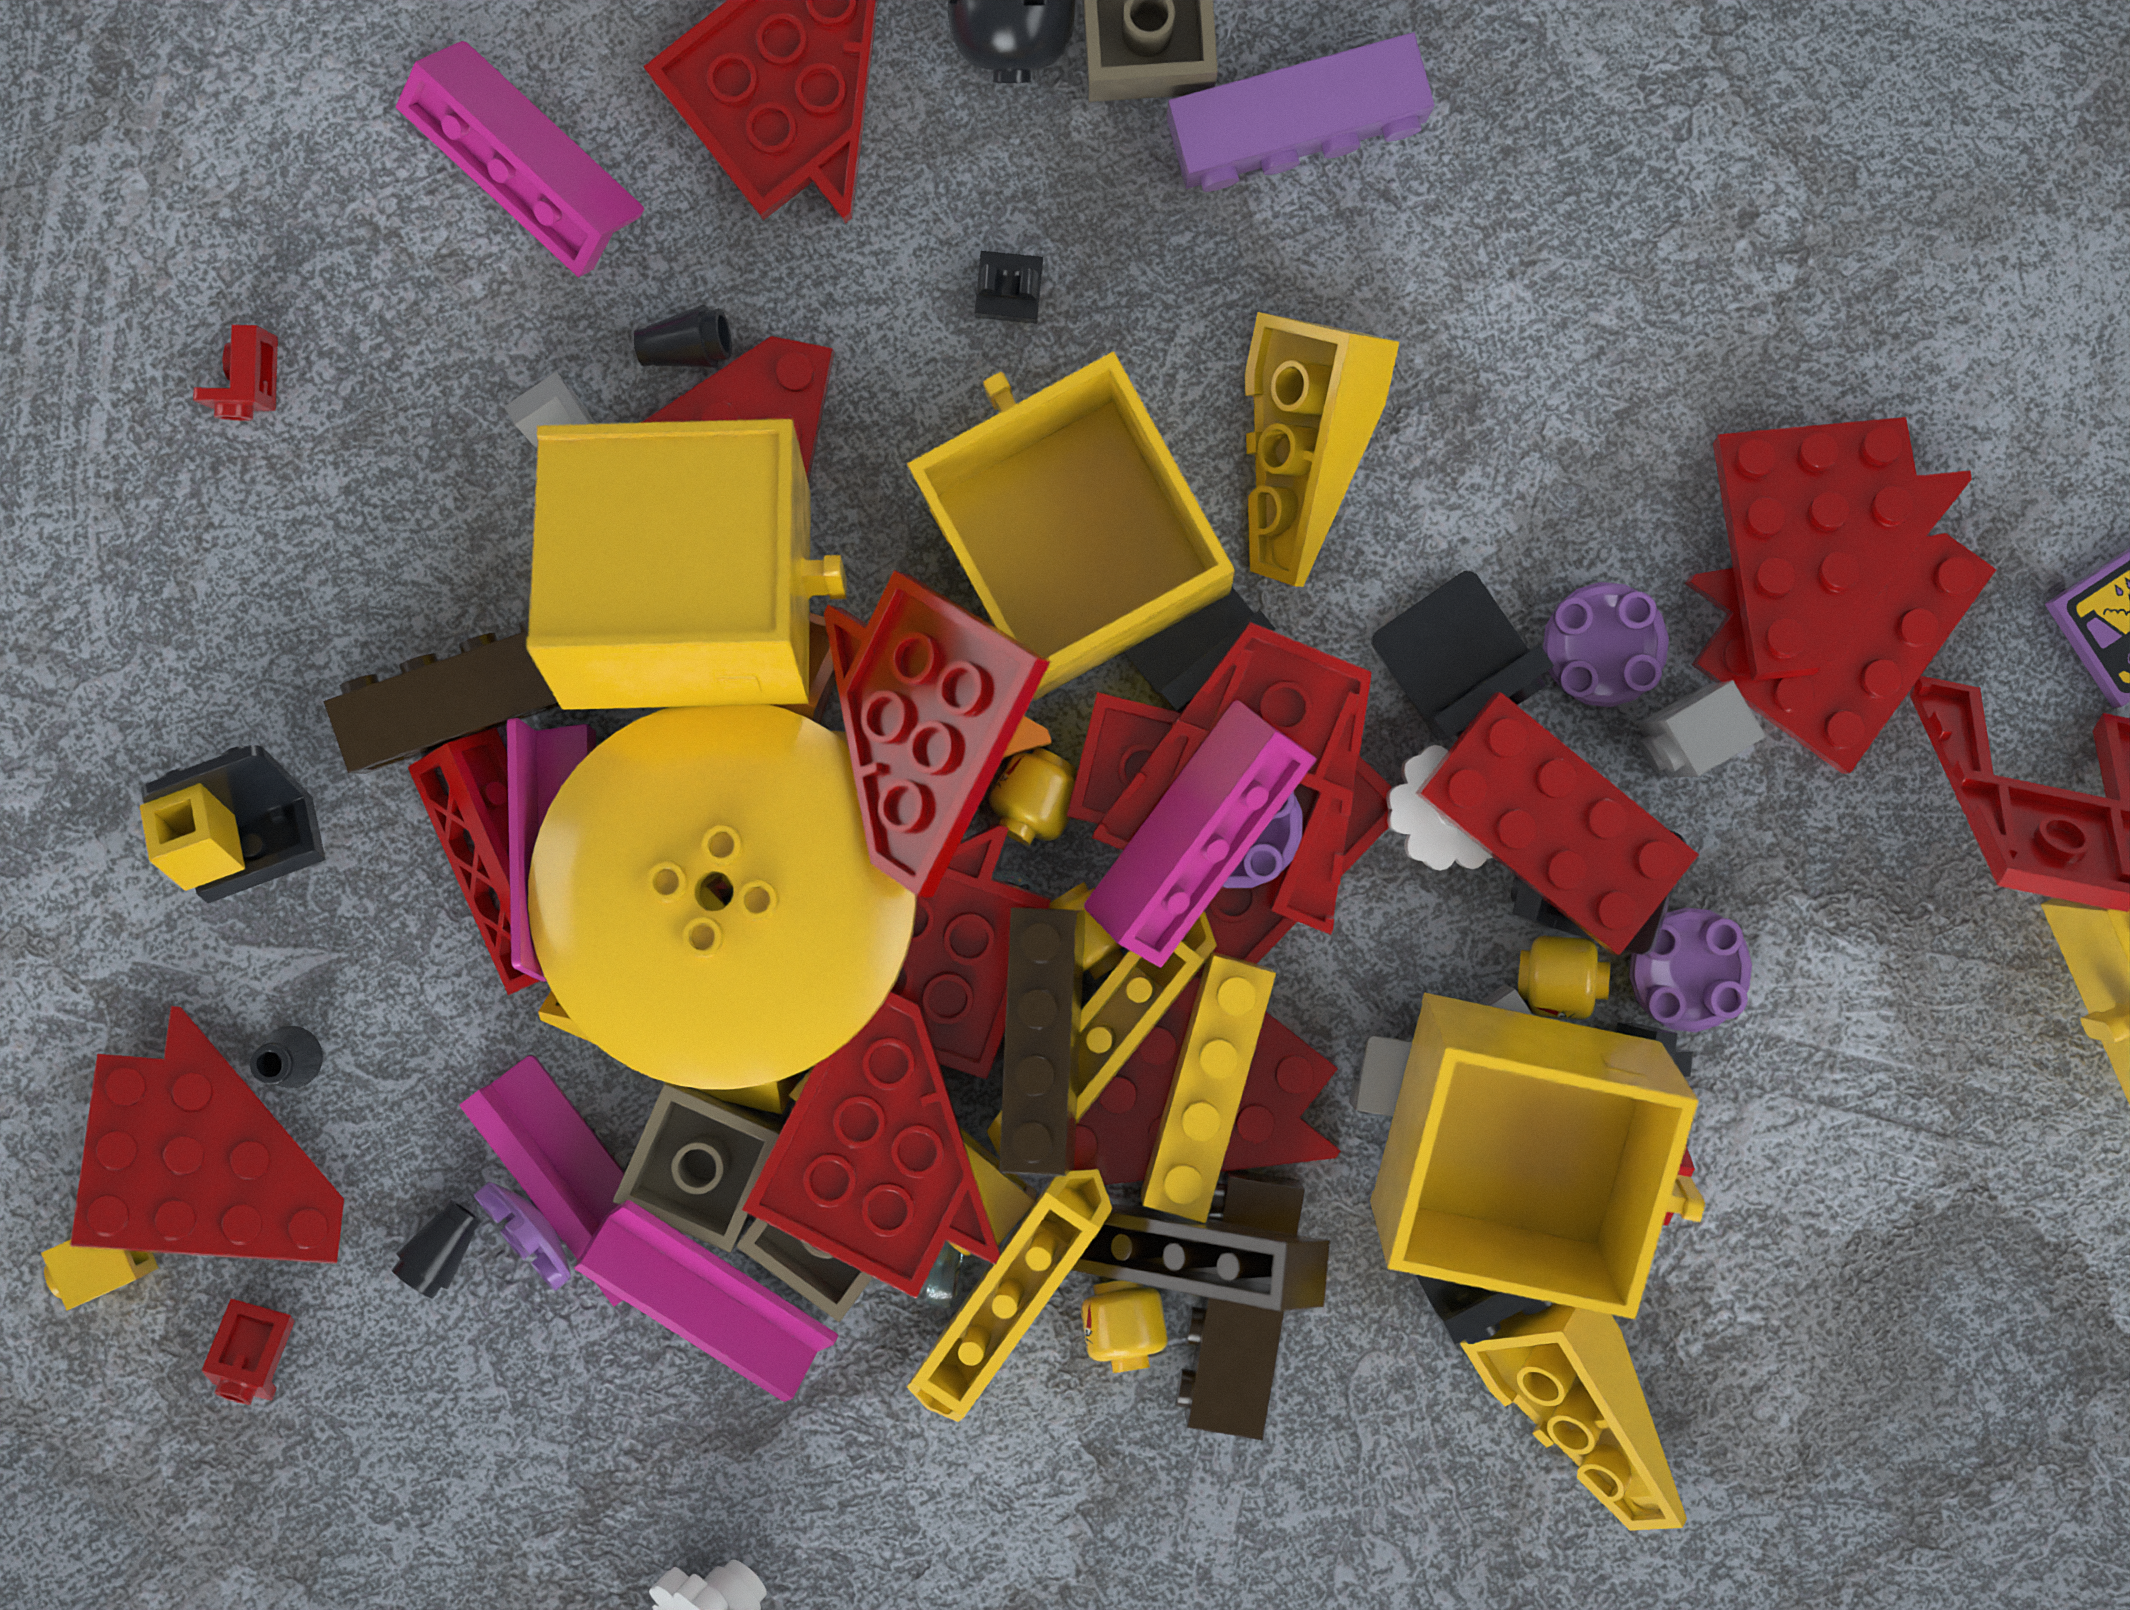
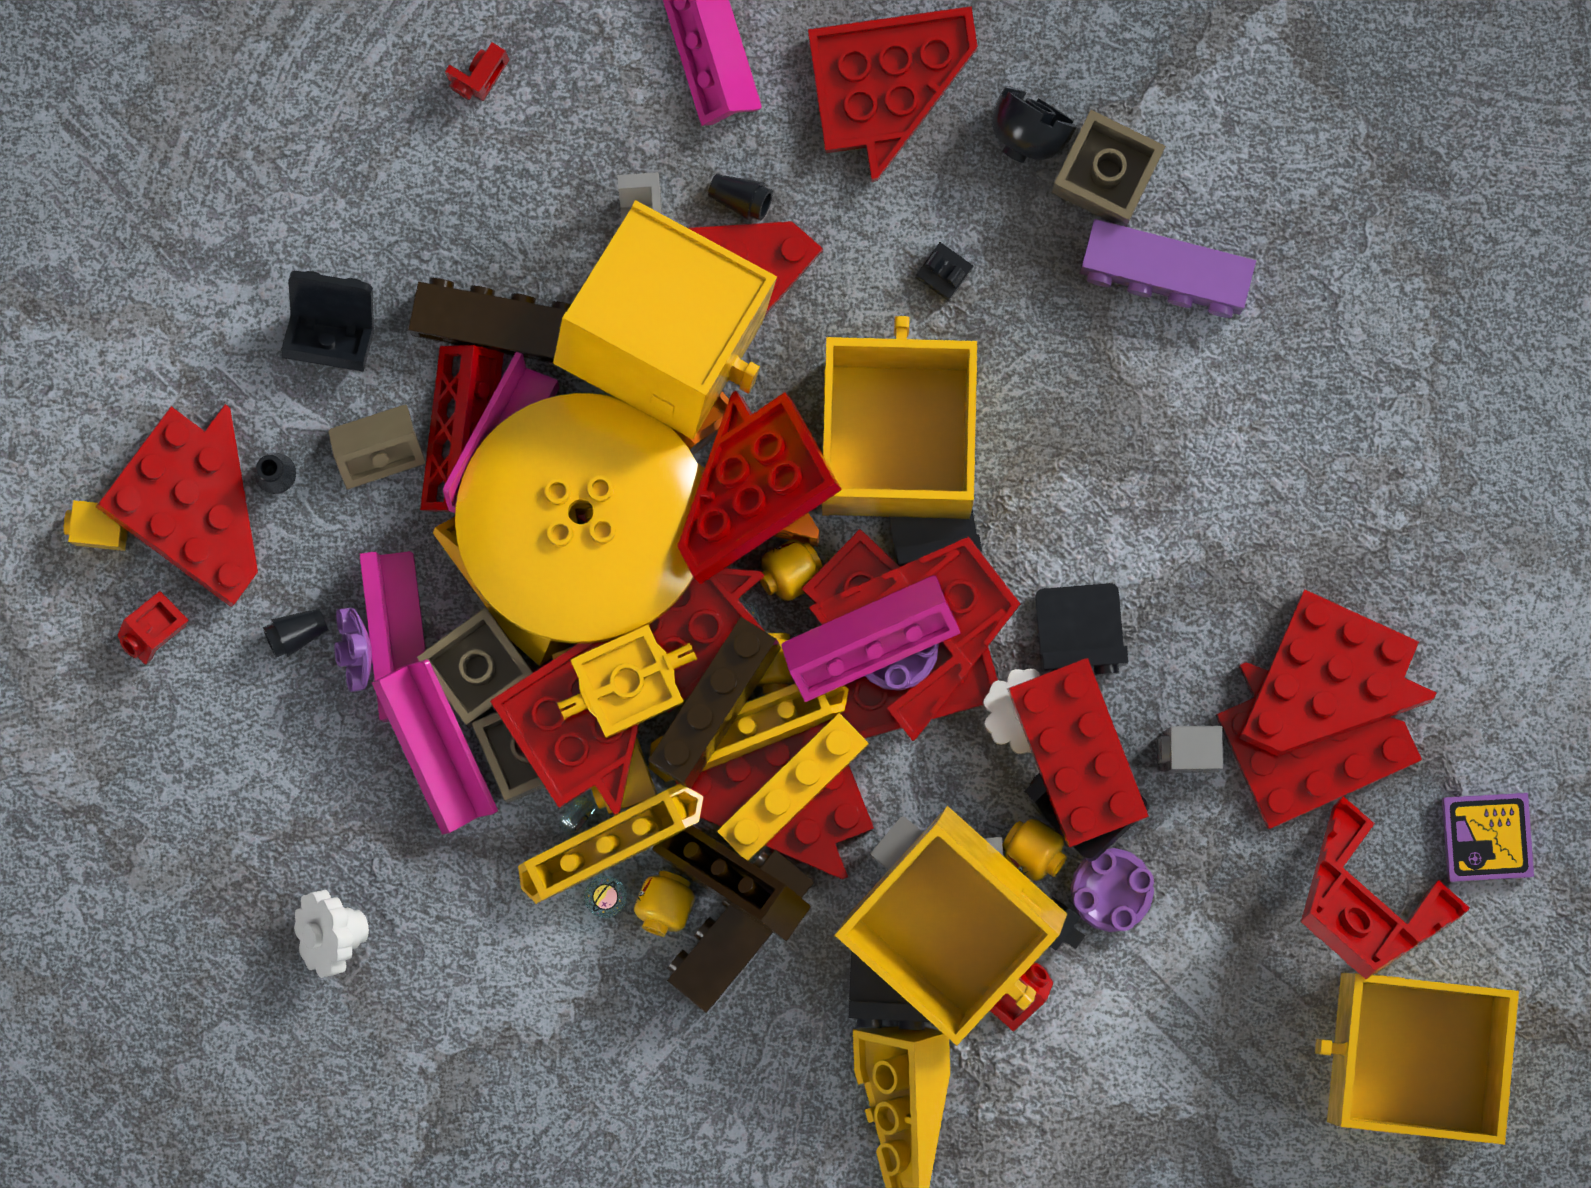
camera: 35 degrees right, 5 degrees down
(192, 837) = (301, 315): yellow brick -> none
(401, 948) = (376, 446): none -> dark tan panel
(909, 1082) = (627, 681): none -> yellow plate
(1043, 1356) = (605, 896): none -> tile
(1313, 418) = (1077, 444): yellow wedge -> none
(1606, 644) = (1170, 673): medium lavender dish -> none

